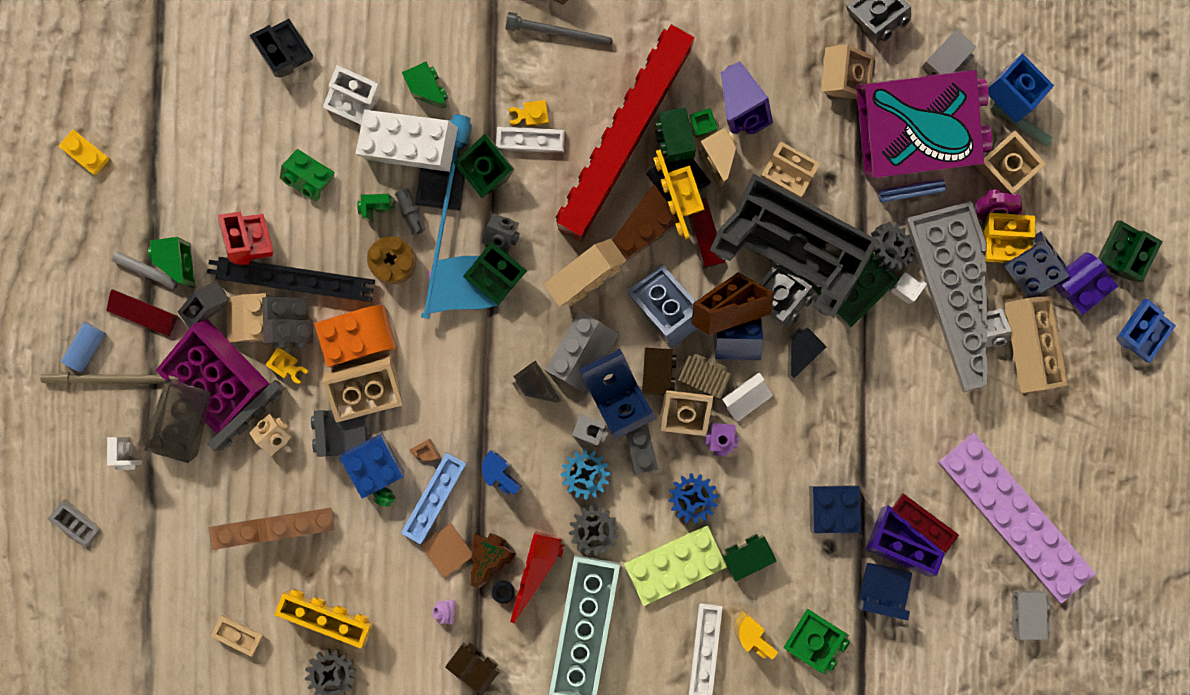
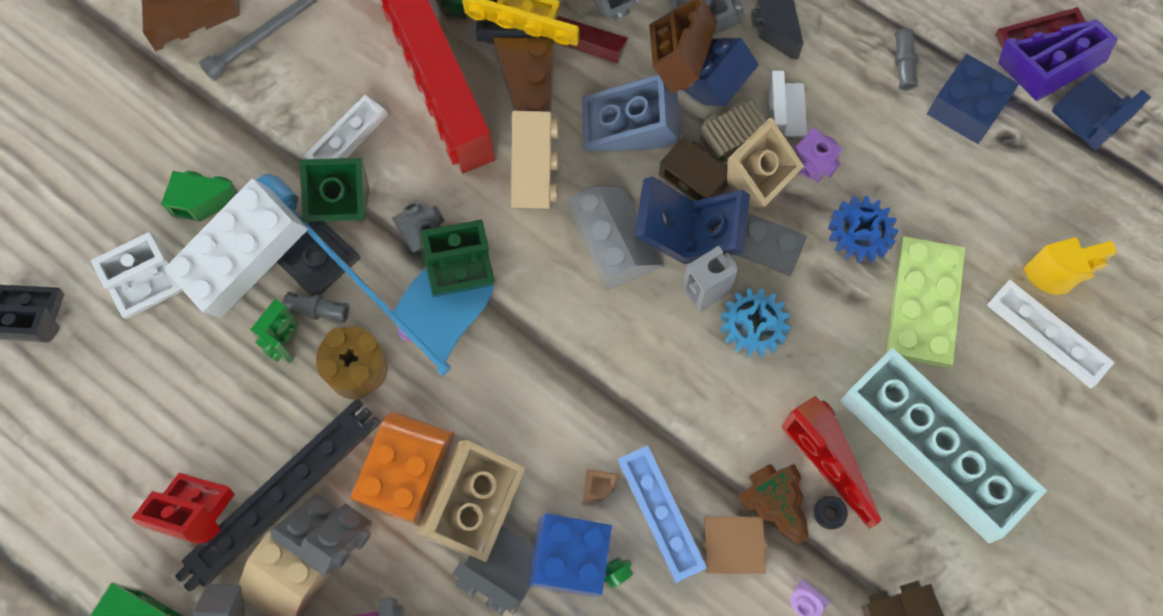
camera: 55 degrees left, 15 degrees down
(284, 364) = (369, 577): yellow plate -> none
(305, 174) = (178, 392): green bracket -> none
(494, 470) = (682, 414): blue brick -> none
(533, 113) = (320, 113): yellow plate -> none
(535, 384) = (617, 299): clear smoke slope -> none
(602, 537) = (832, 345): dark grey gear -> none
(748, 557) = (970, 216): dark green brick -> none
(817, 642) = (1114, 208): green plate -> none
(836, 449) = (906, 59): none -> dark grey pin

